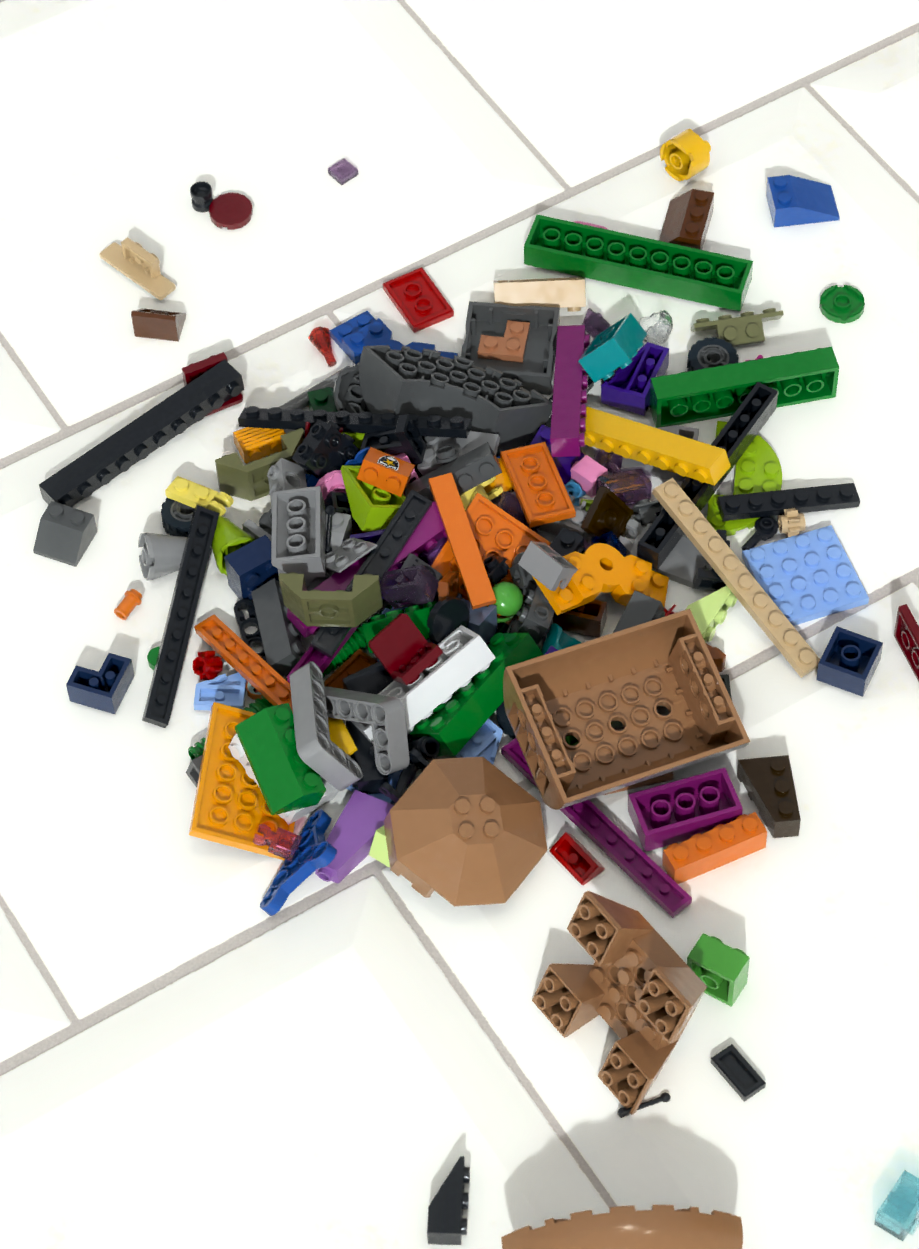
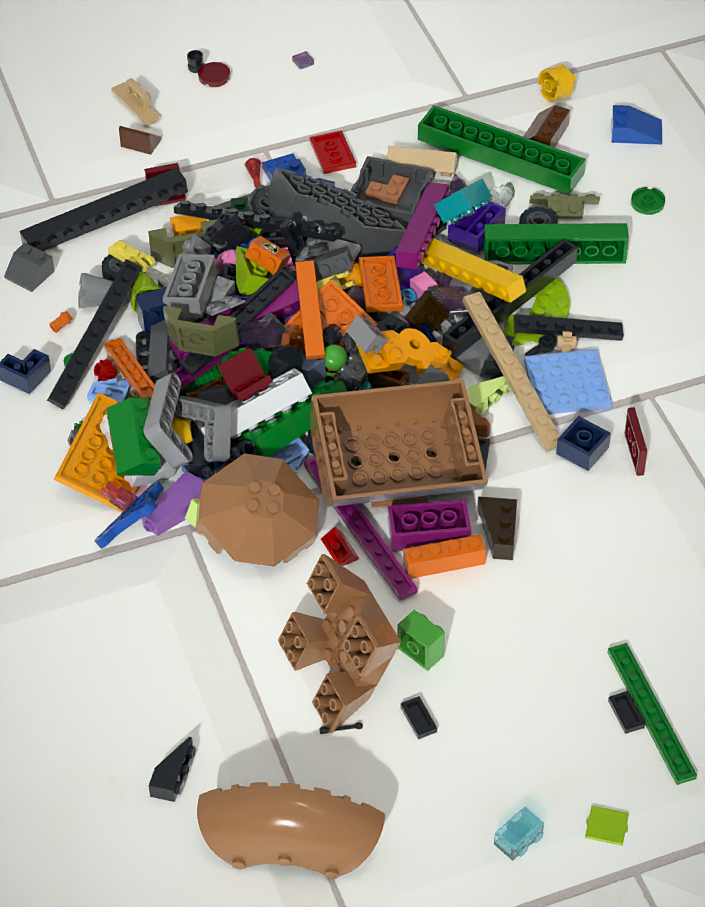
camera: 10 degrees right, 5 degrees down
(330, 510) = (219, 275): black hinge -> none

